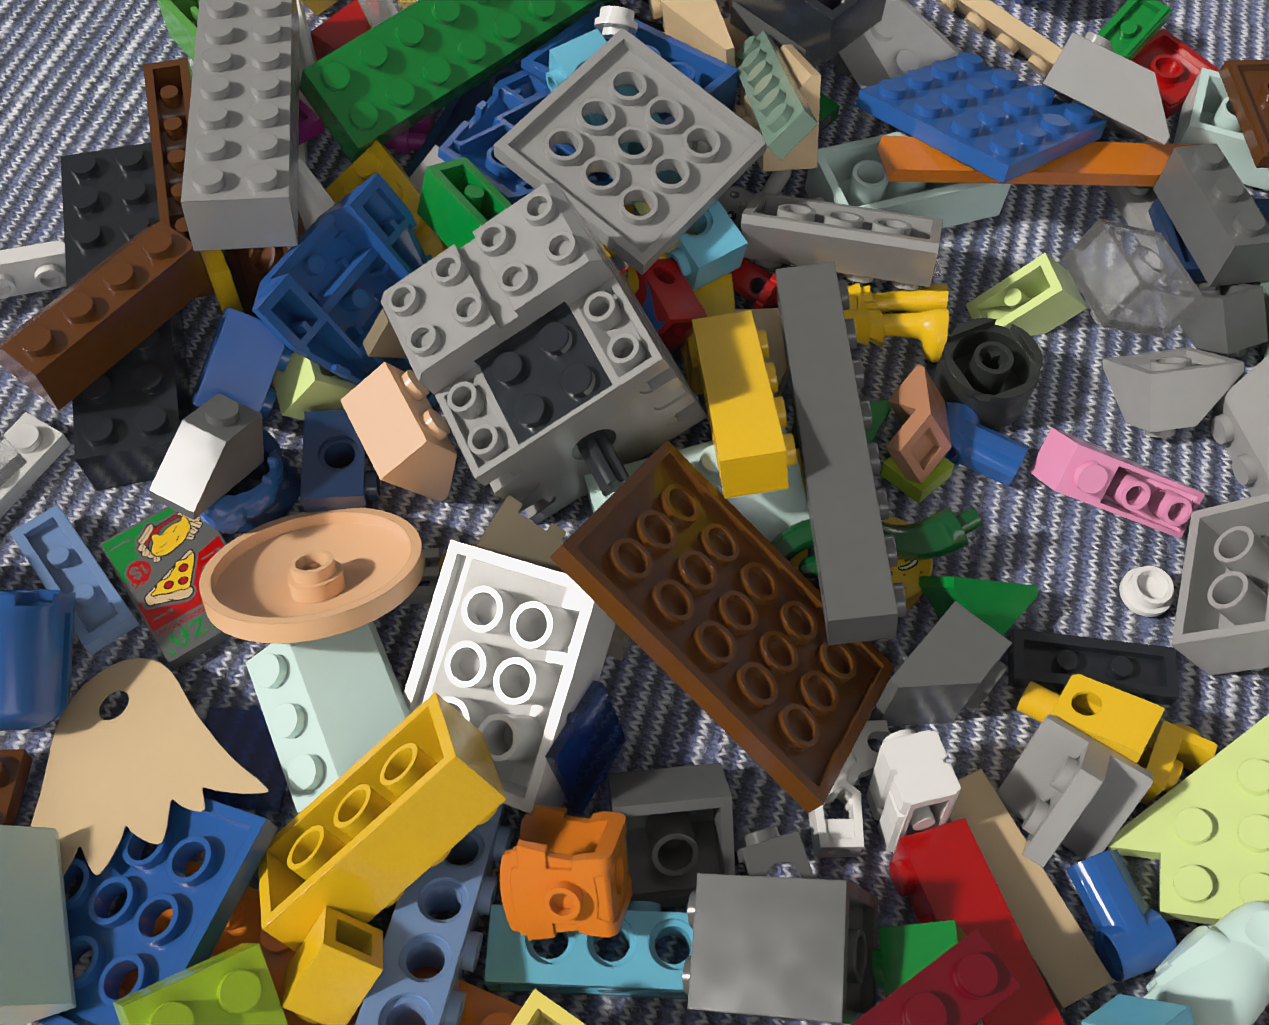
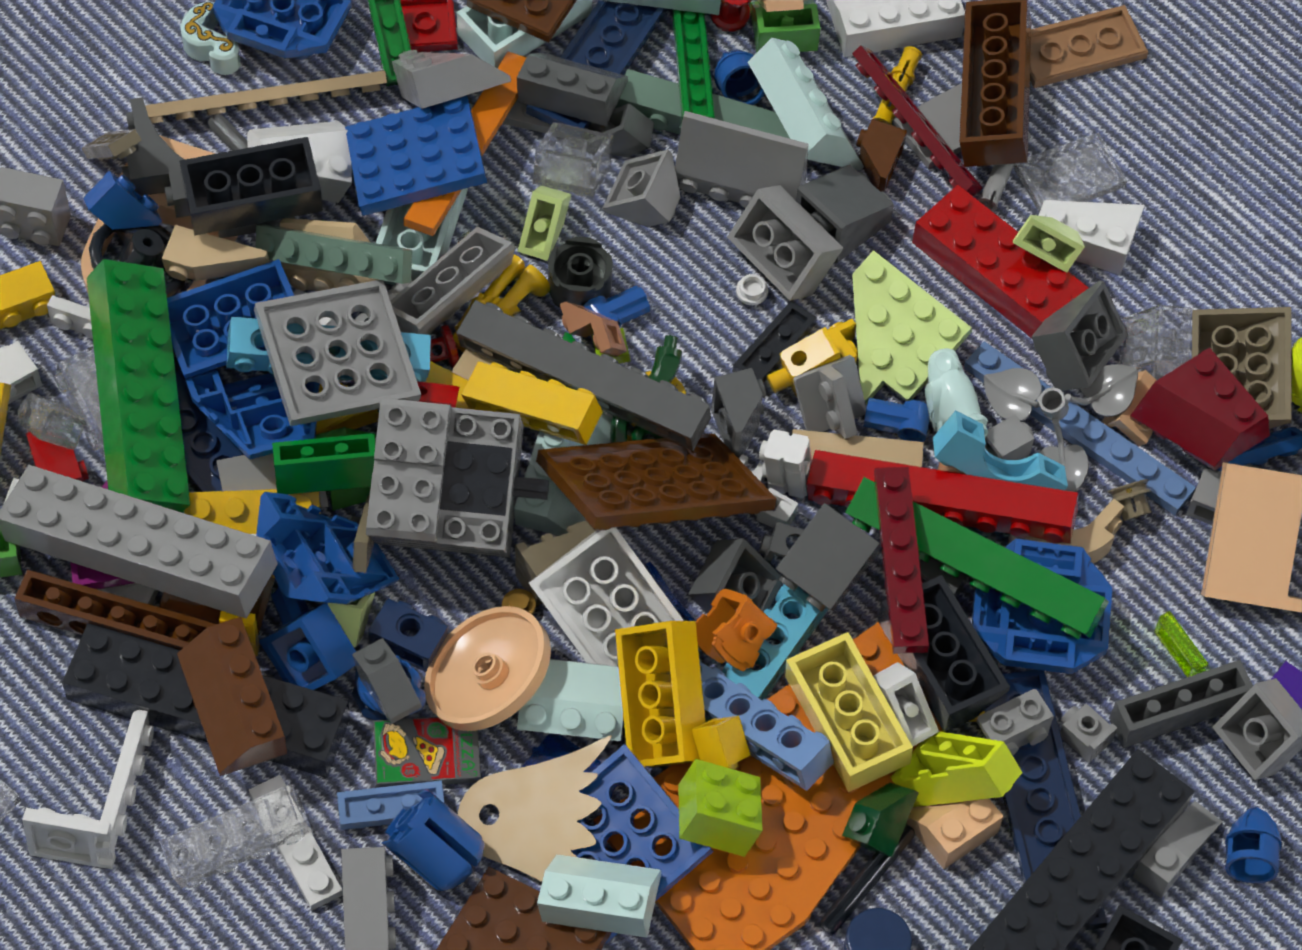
camera: 60 degrees left, 0 degrees up
(402, 432) = (425, 579): light nougat slope -> none
(613, 19) = (197, 303): white plate -> none
(991, 601) = (711, 364): green slope -> none
(1115, 483) = (684, 261): bright pink slope -> none

